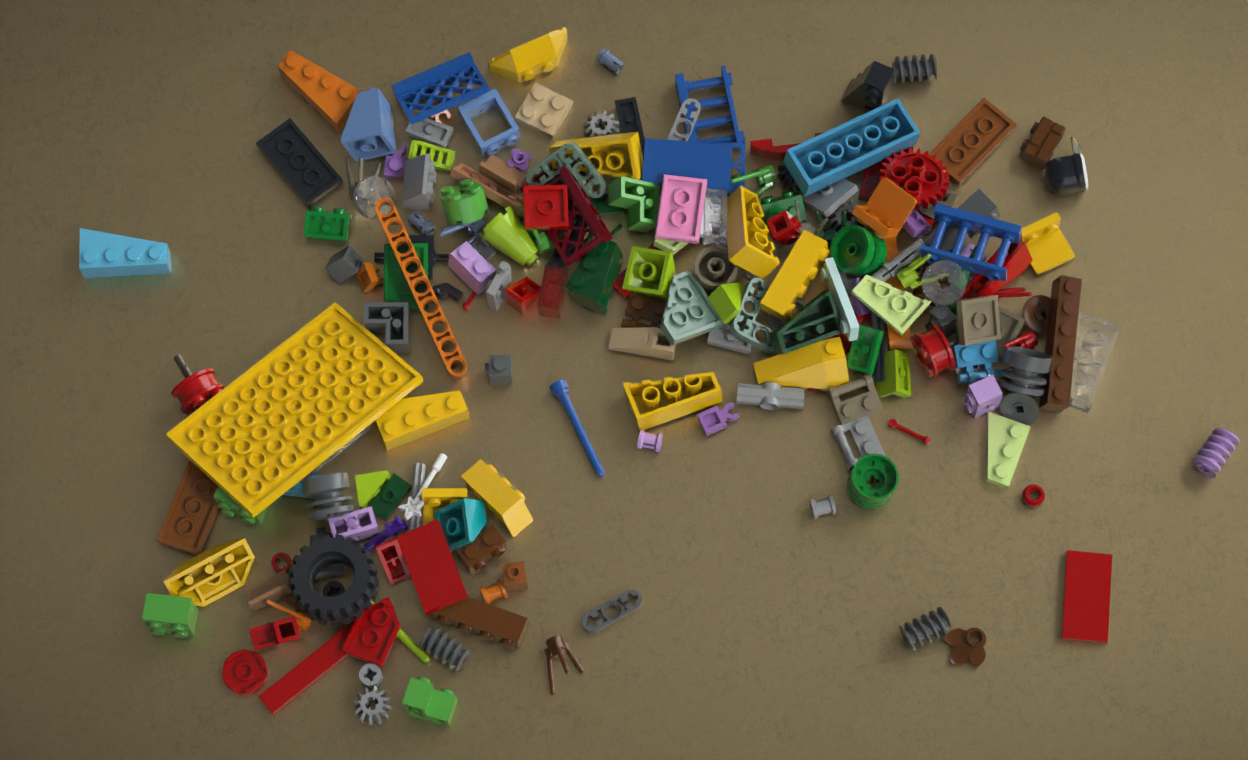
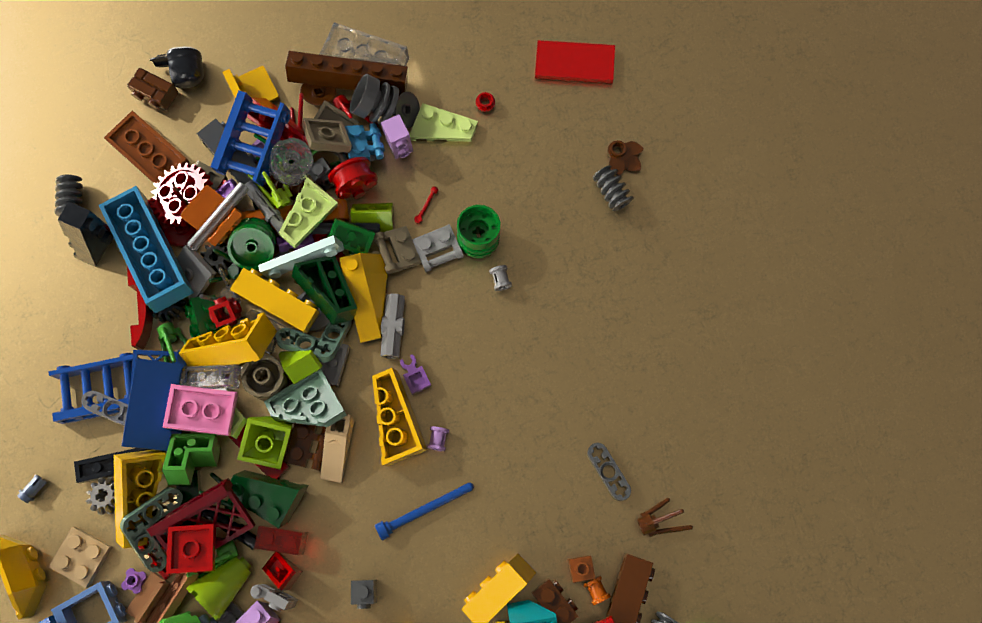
camera: 90 degrees left, 5 degrees up
(884, 214) = (217, 216): none -> light grey axle

